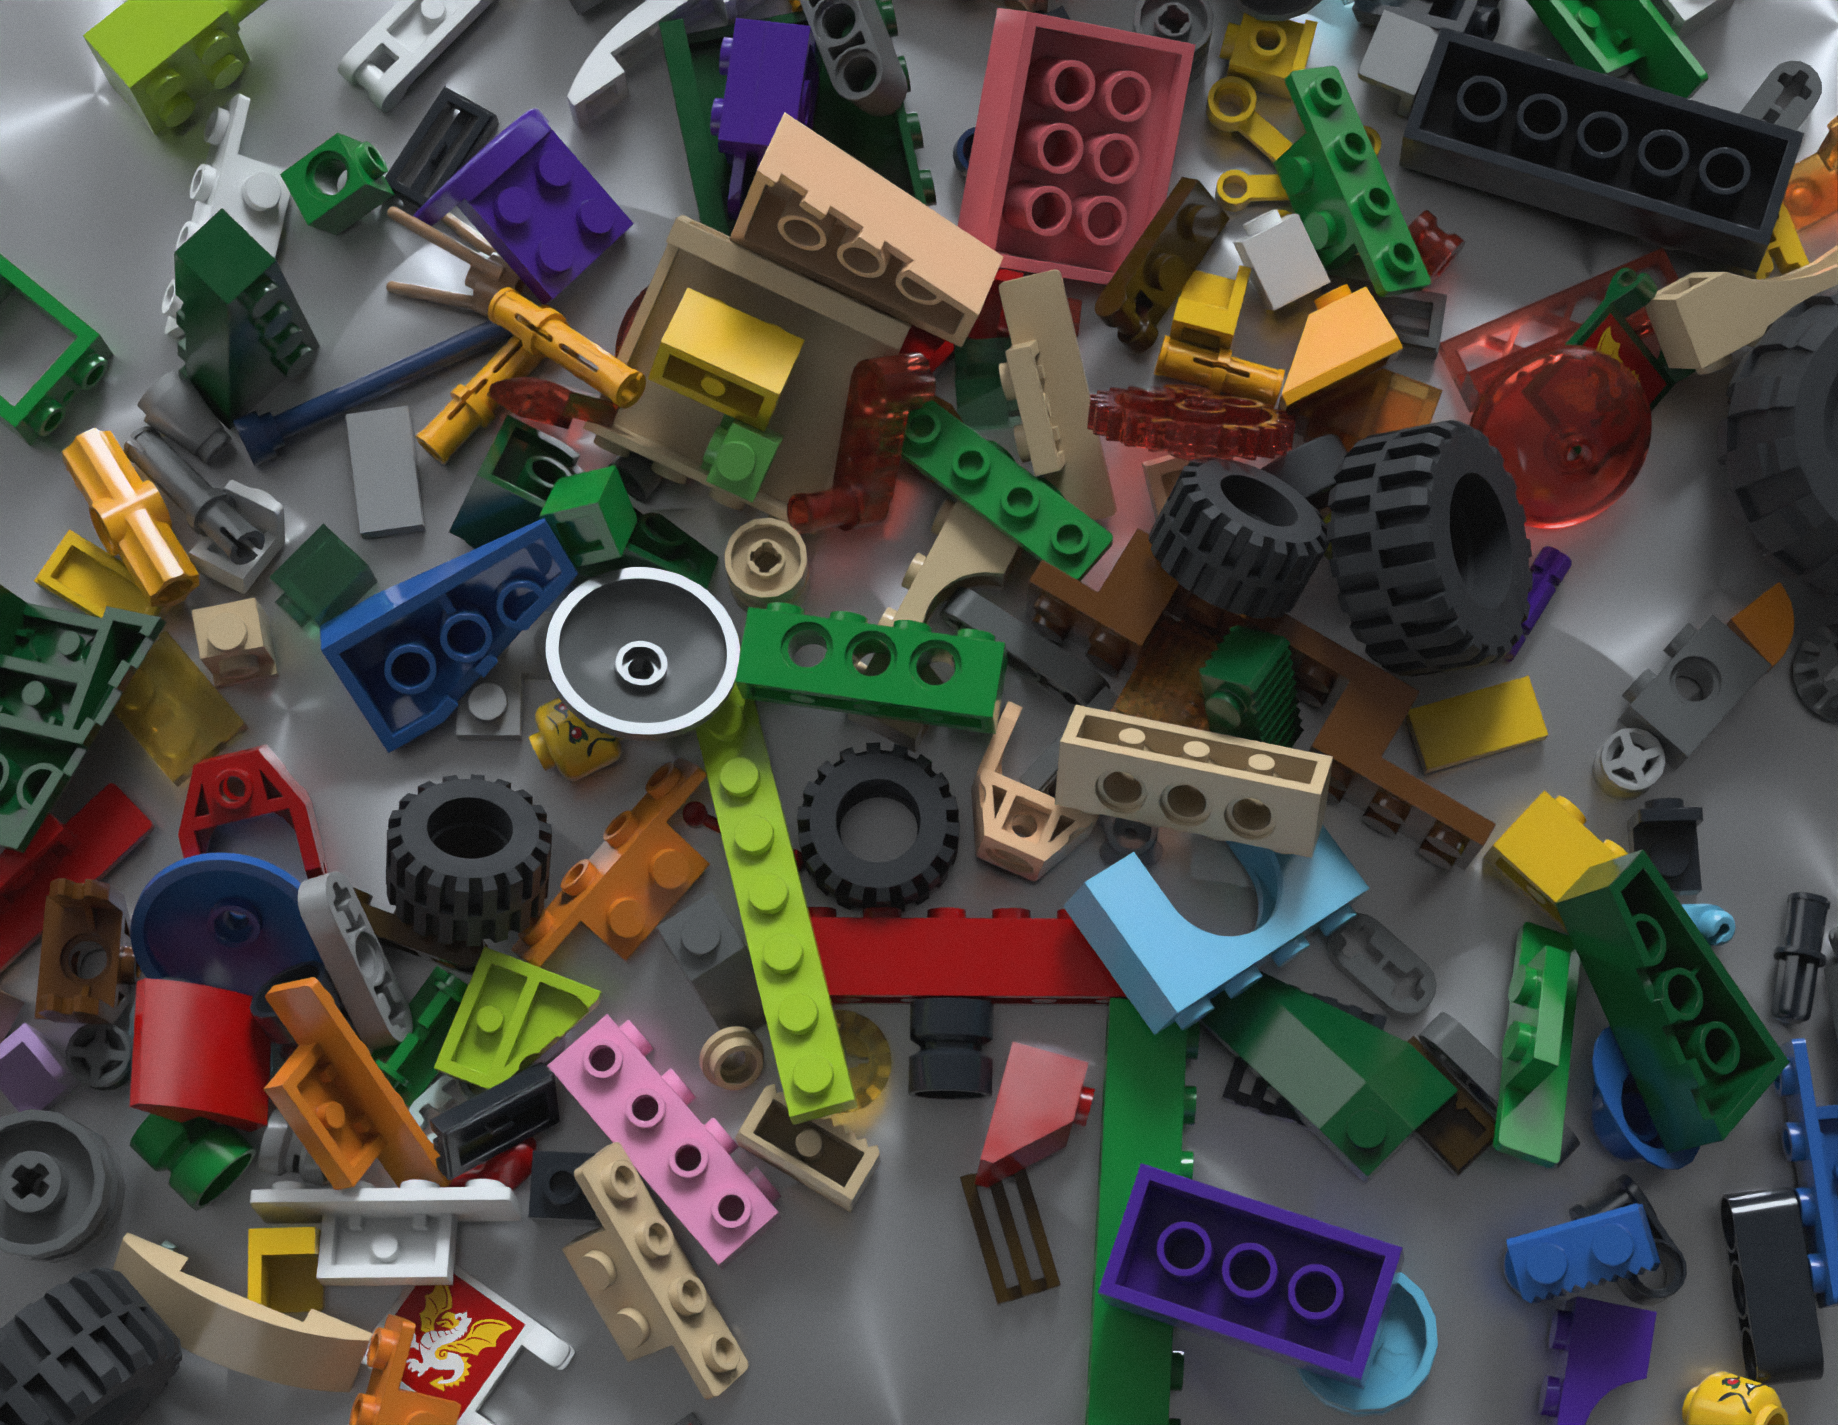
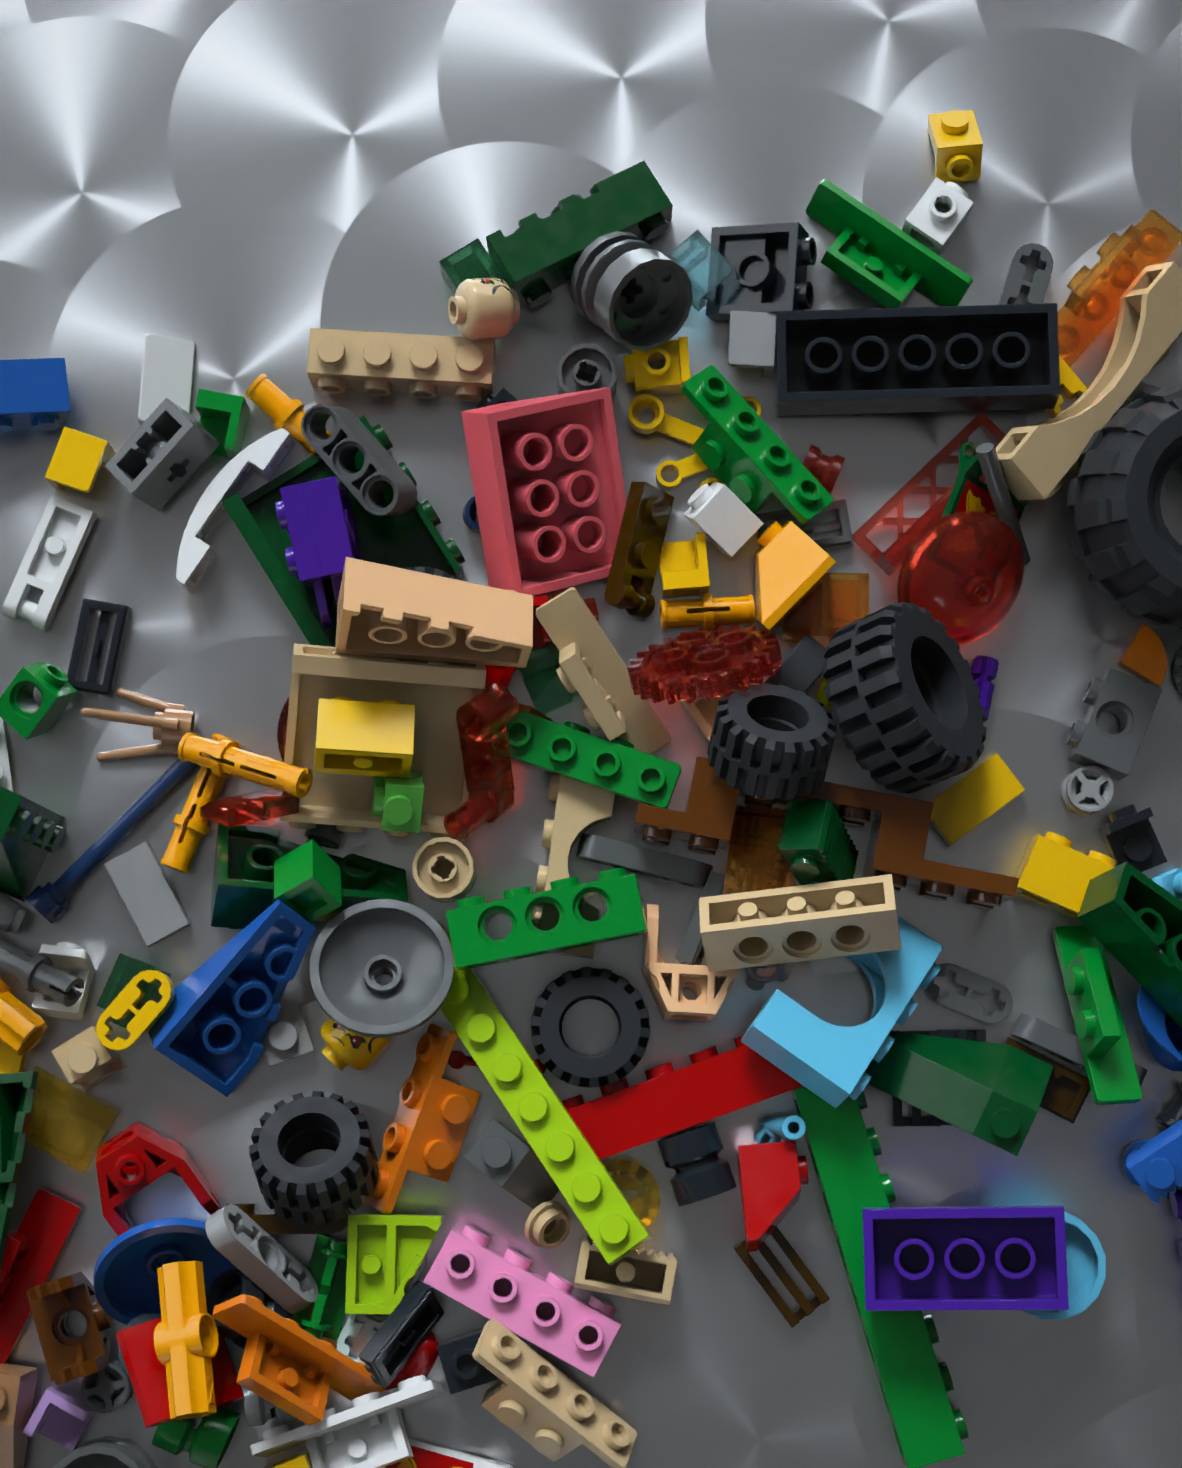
camera: 20 degrees left, 5 degrees up
(221, 1016) = (186, 1340): none -> light orange piece
(307, 584) = (144, 1017): none -> yellow beam
(533, 205) = (181, 667): dark purple piece -> none
(1084, 1044) = (780, 1128): none -> medium azure arm
(1647, 346) = (999, 492): none -> dark grey bar

